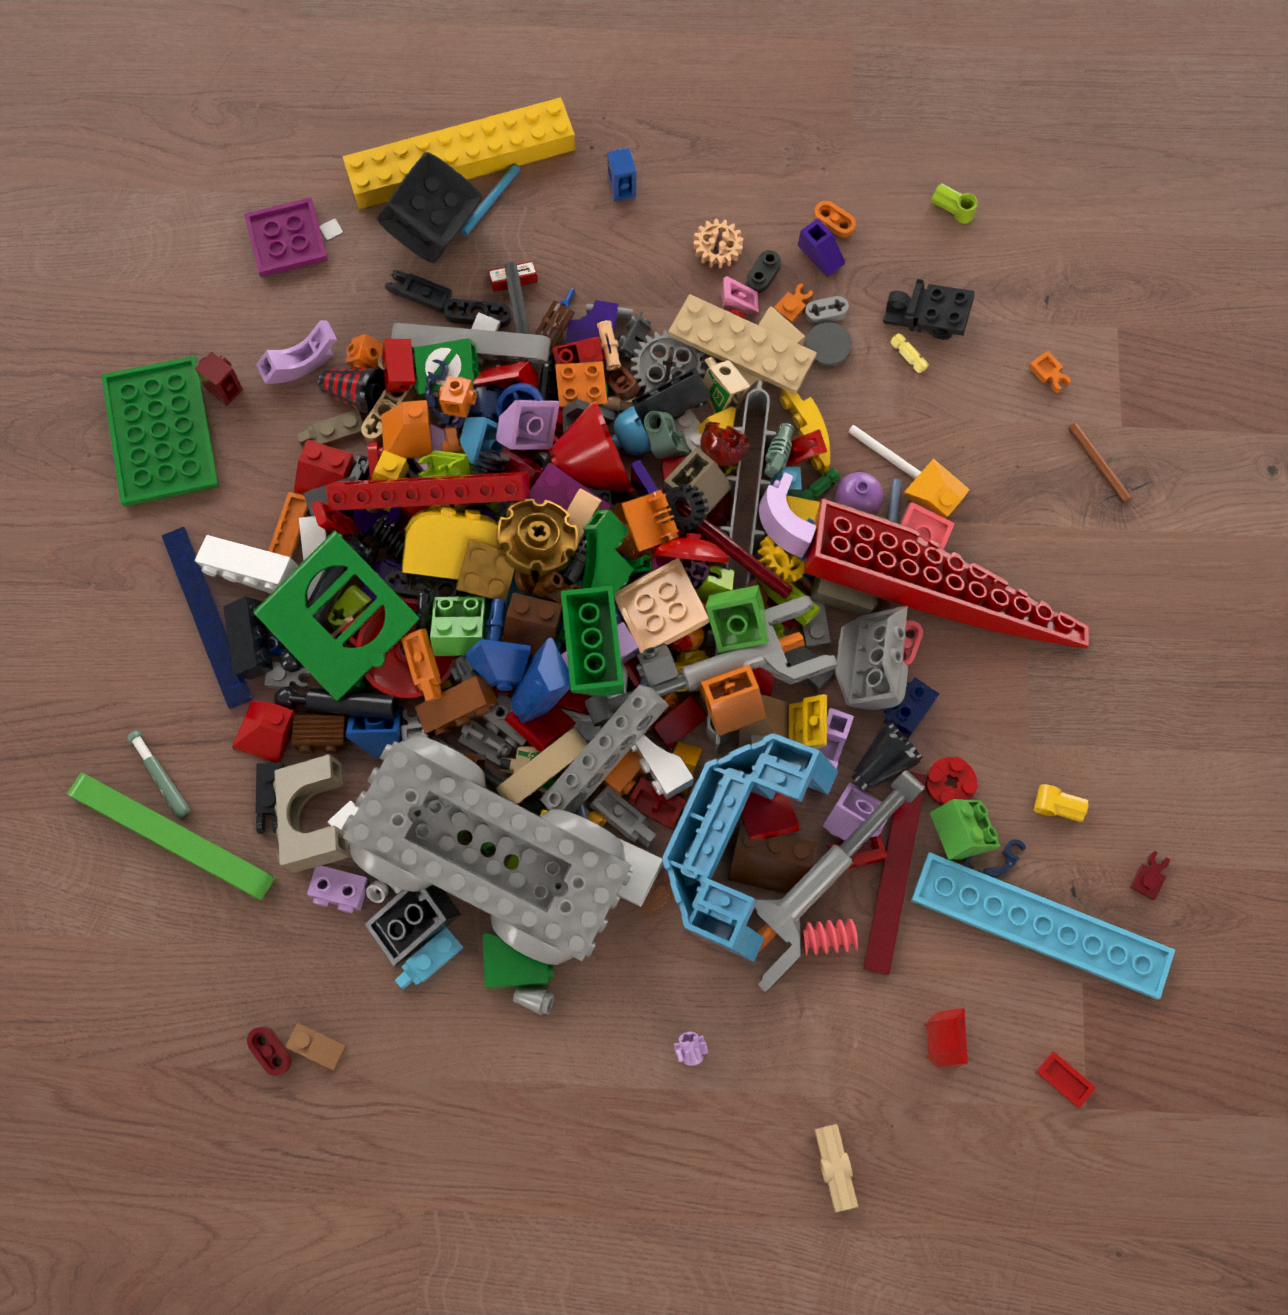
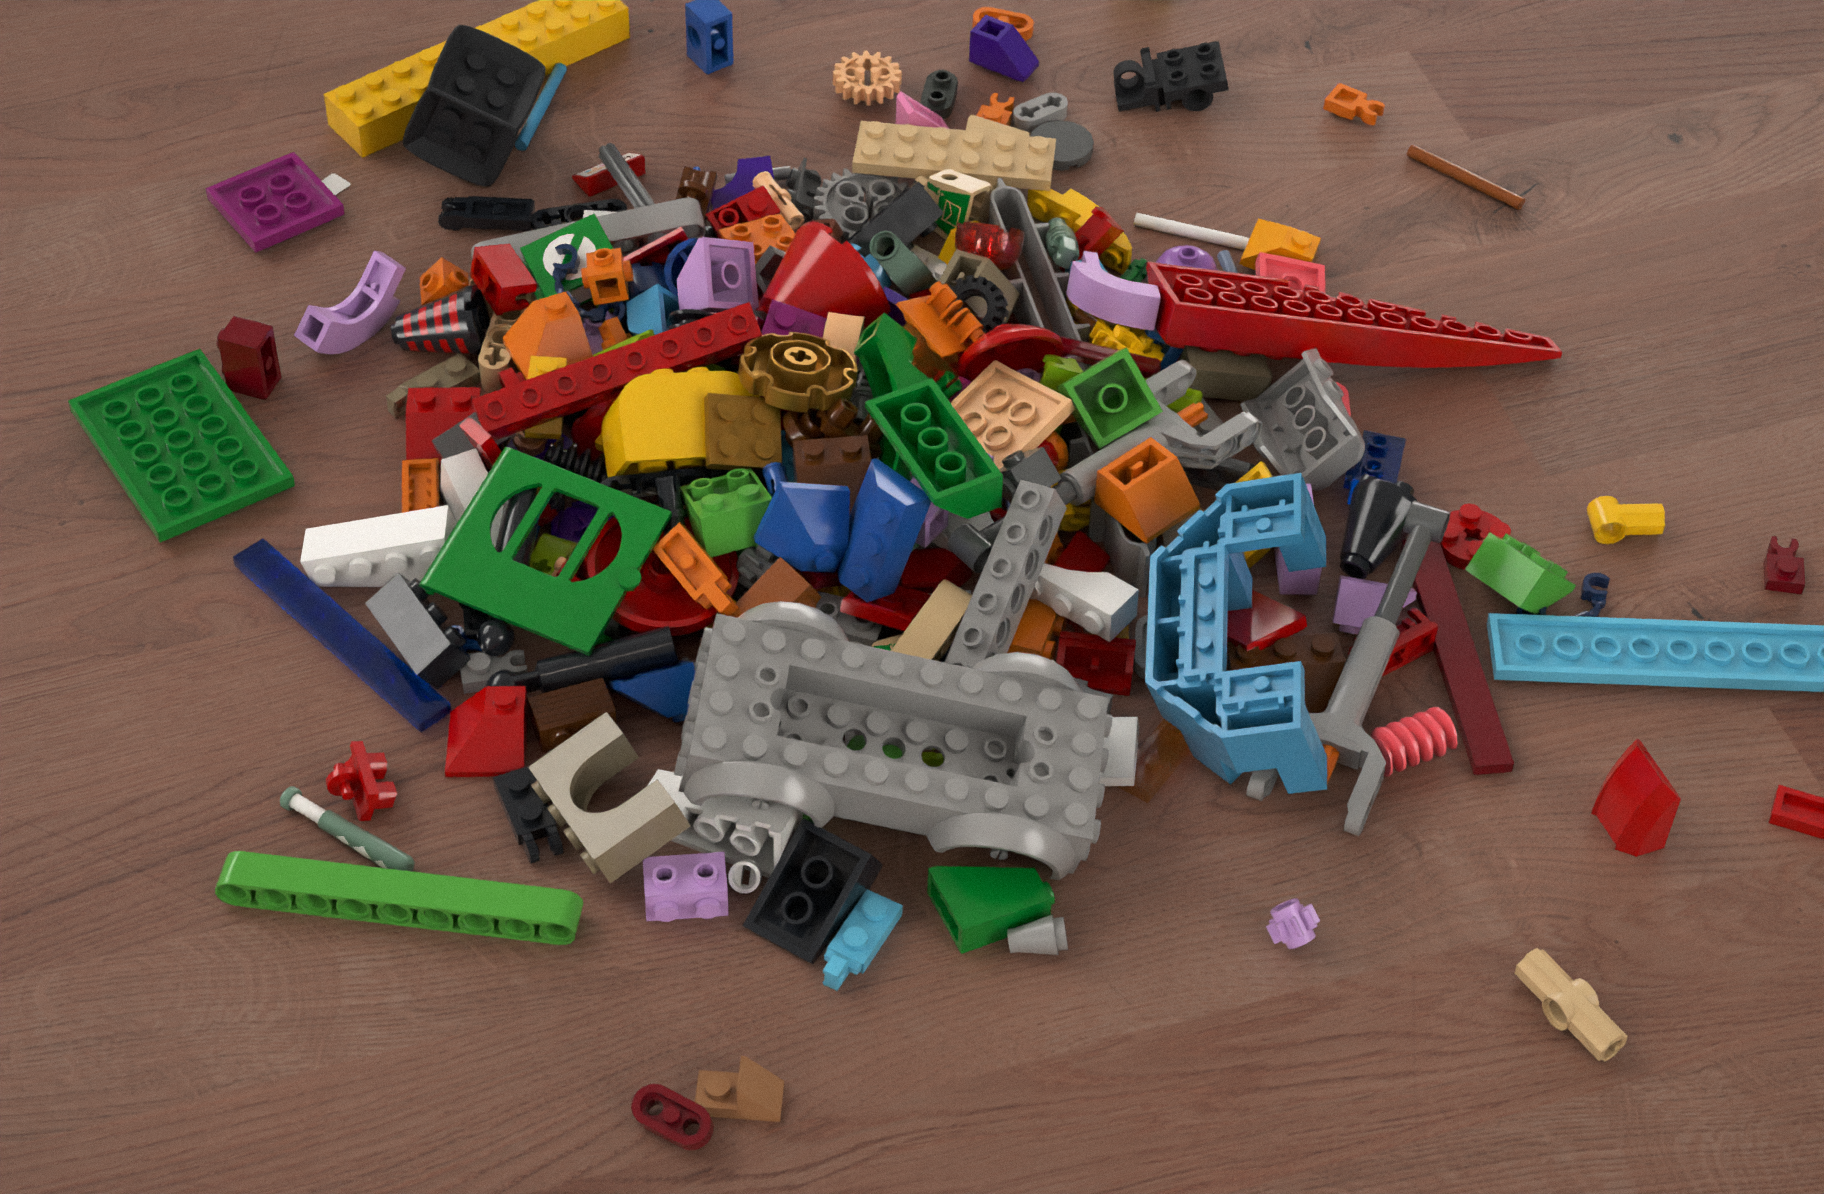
camera: 20 degrees left, 25 degrees down
(181, 730) = (357, 781): none -> red hips
(909, 353) = (1168, 129): light yellow axle -> none

